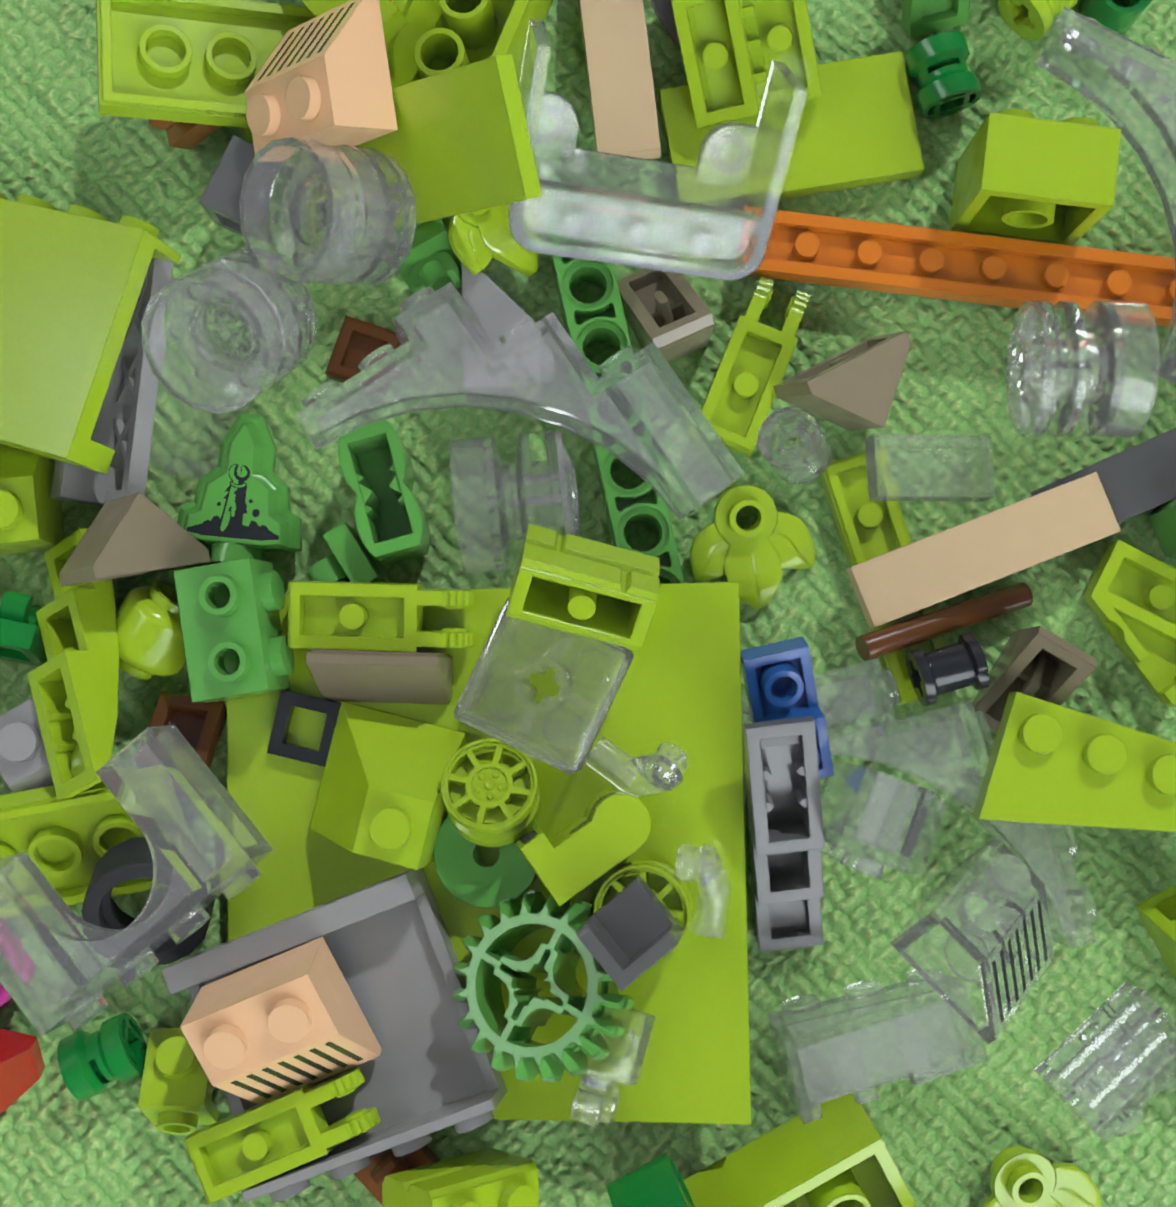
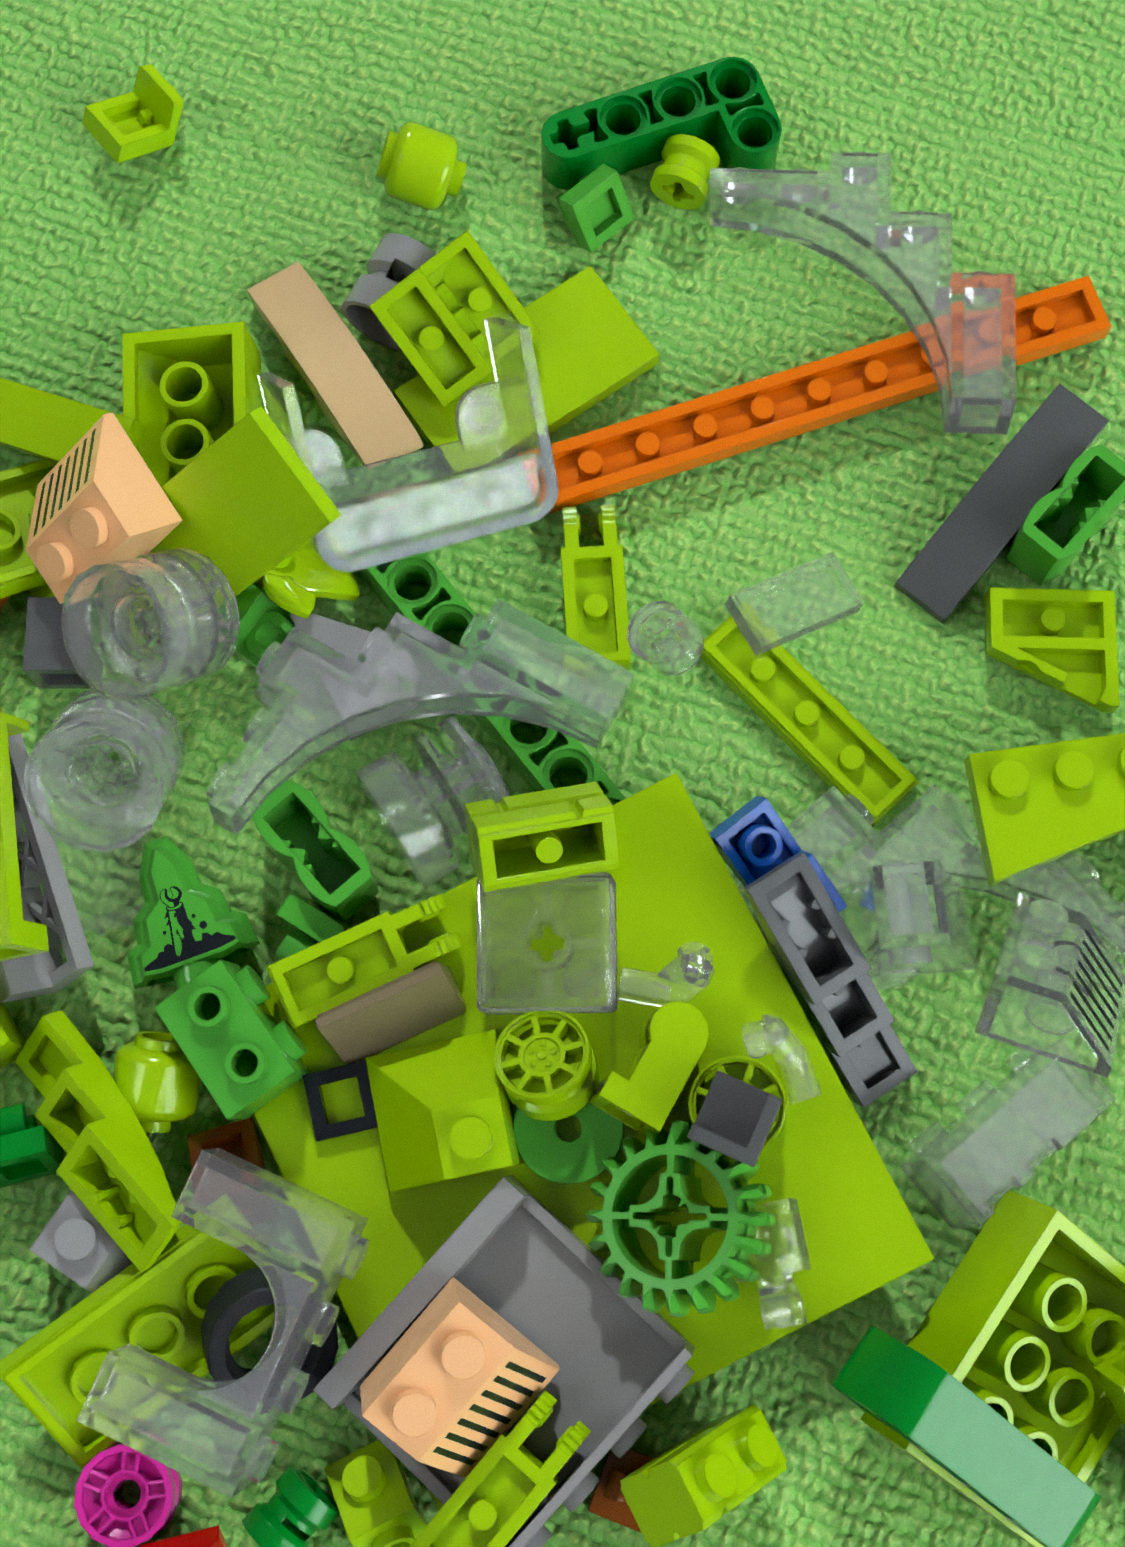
camera: 25 degrees left, 10 degrees down
(131, 540) = (99, 1002): dark tan slope -> none
(353, 344) = (224, 735): reddish brown tile -> none
(666, 312) = (494, 569): dark tan slope -> none
(753, 553) = (679, 747): lime plate -> none
(852, 386) = (691, 564): dark tan slope -> none
(943, 75) = (635, 269): green wheel -> none
(943, 621) = (875, 729): reddish brown bar -> none
(947, 669) = (899, 767): black bush -> none
(983, 550) = (875, 651): tan slope -> none
(1034, 665) = (975, 724): dark tan slope -> none
(1035, 177) = (758, 317): lime brick -> none
(1082, 368) = (881, 456): clear wheel -> none

